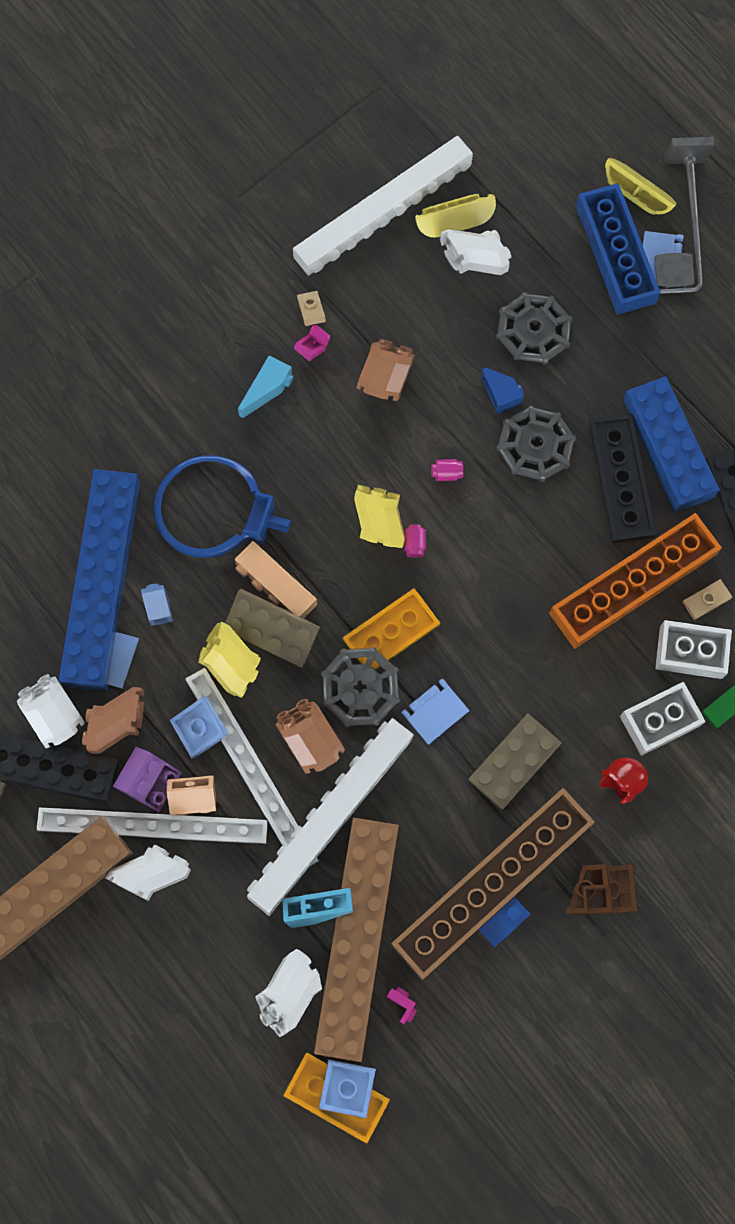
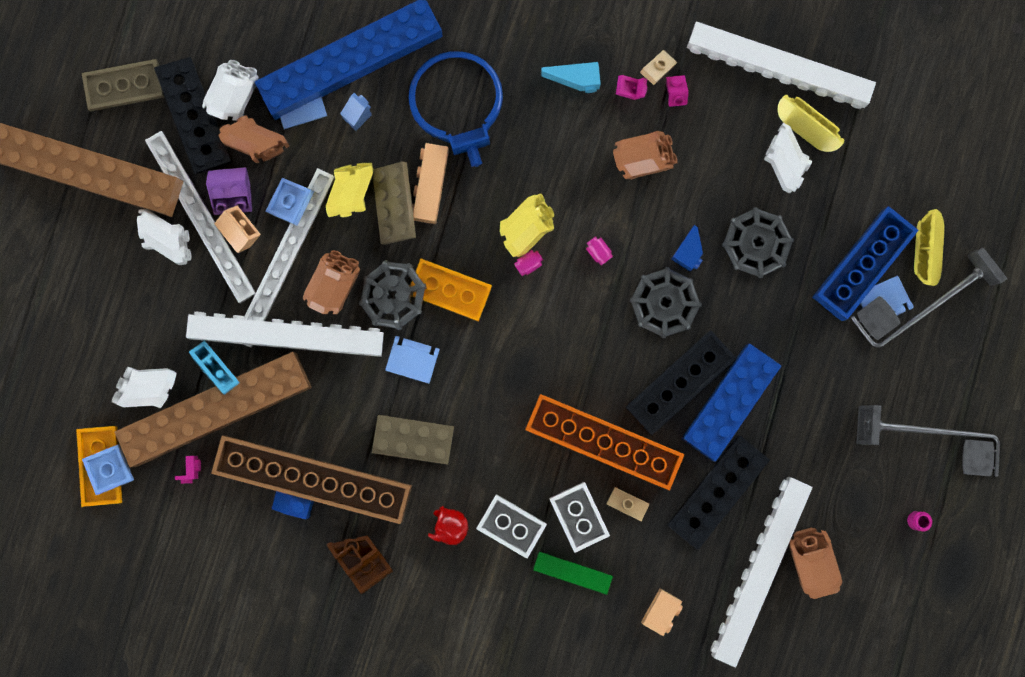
camera: 55 degrees right, 10 degrees up
(343, 306) = (677, 90): none -> dark pink bracket

